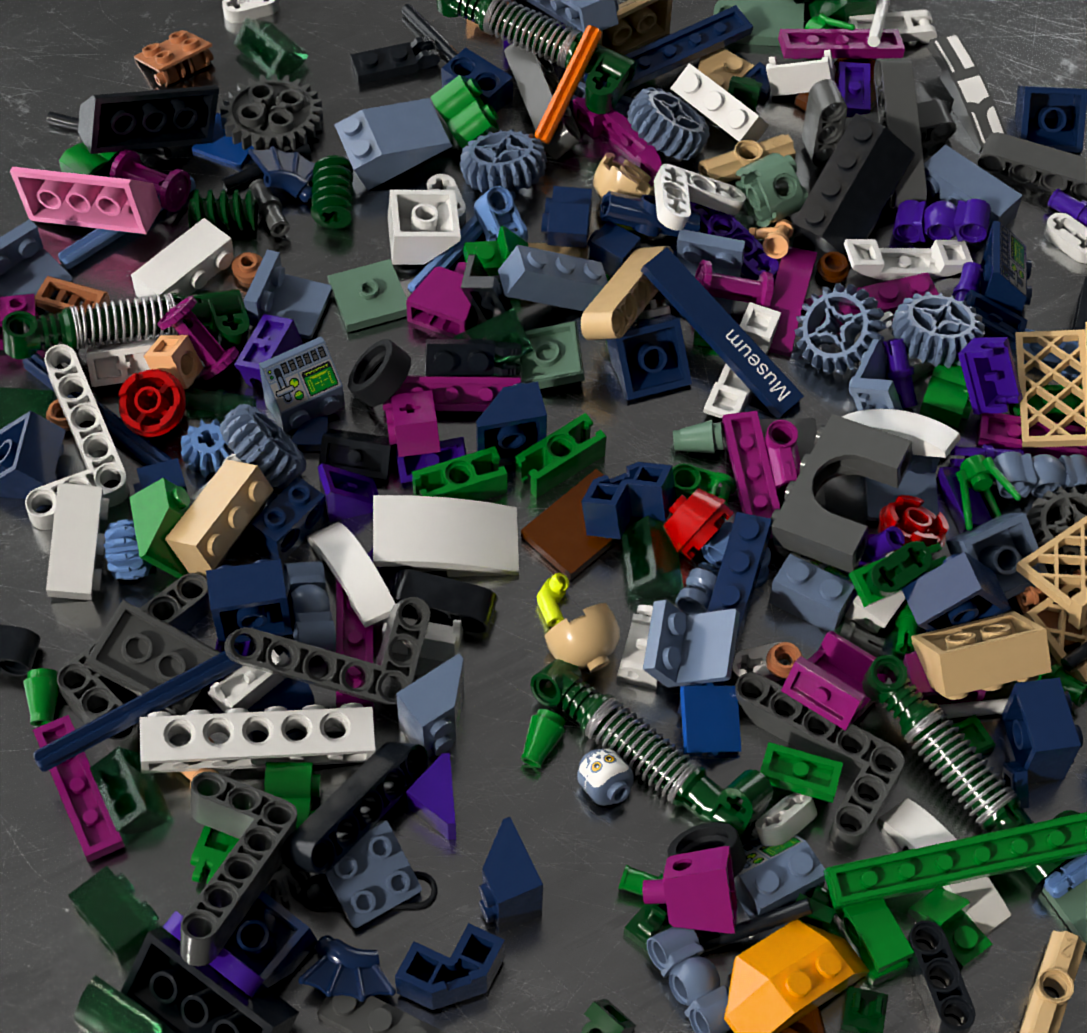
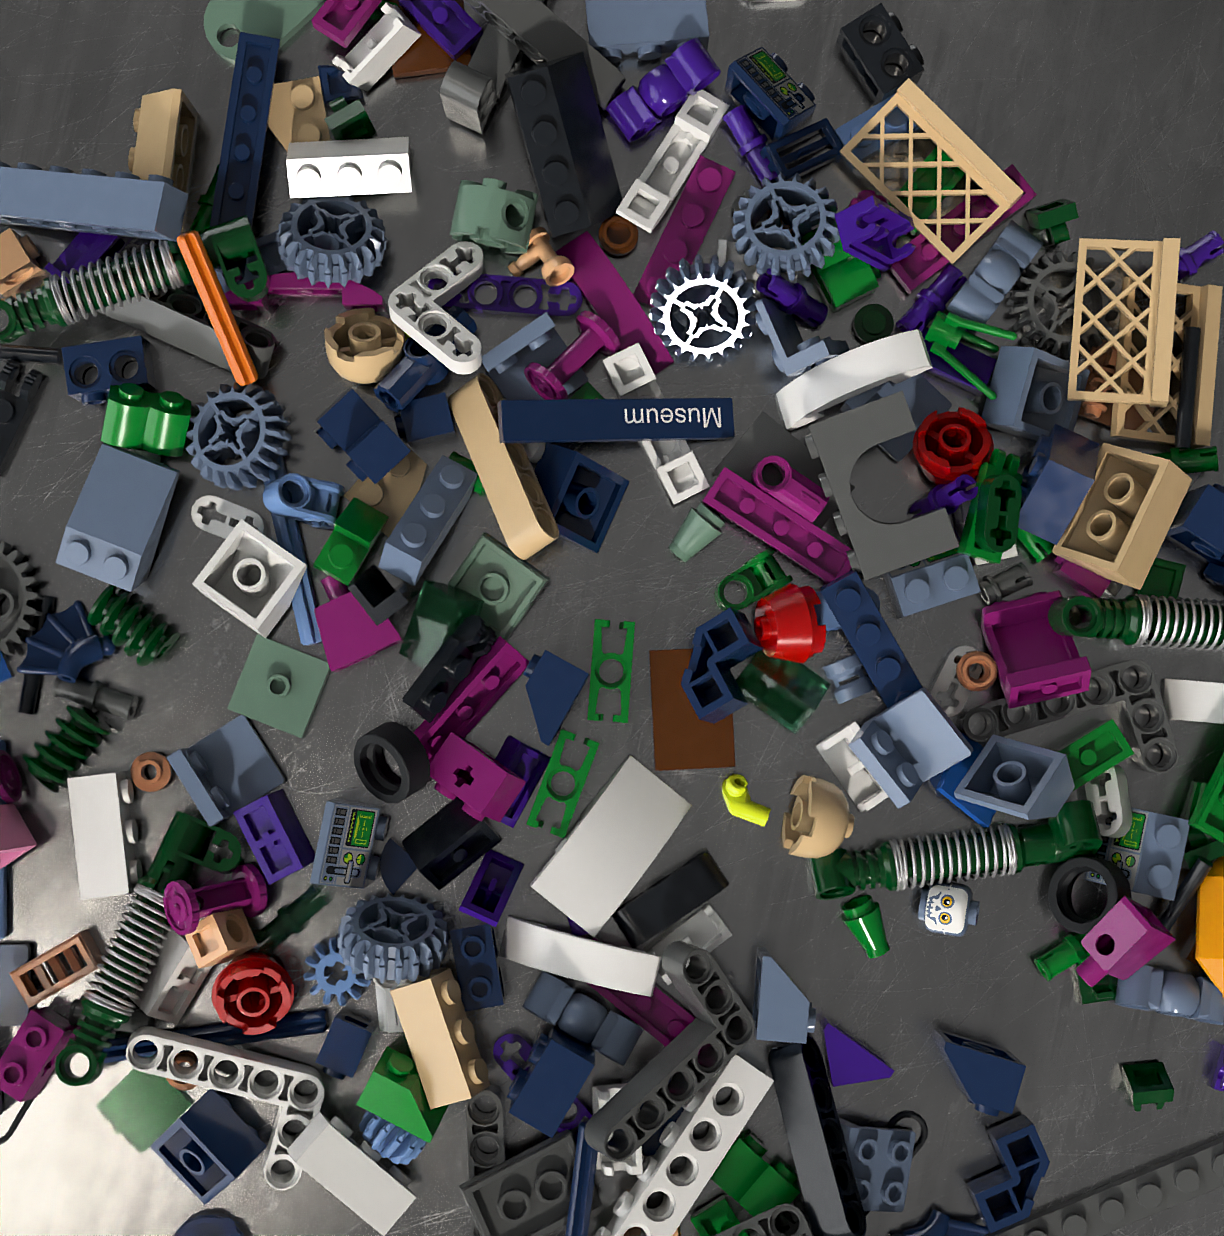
camera: 45 degrees left, 30 degrees up
(739, 725) = (1018, 779): none -> sand blue slope
(746, 151) = (437, 175): tan piece -> none

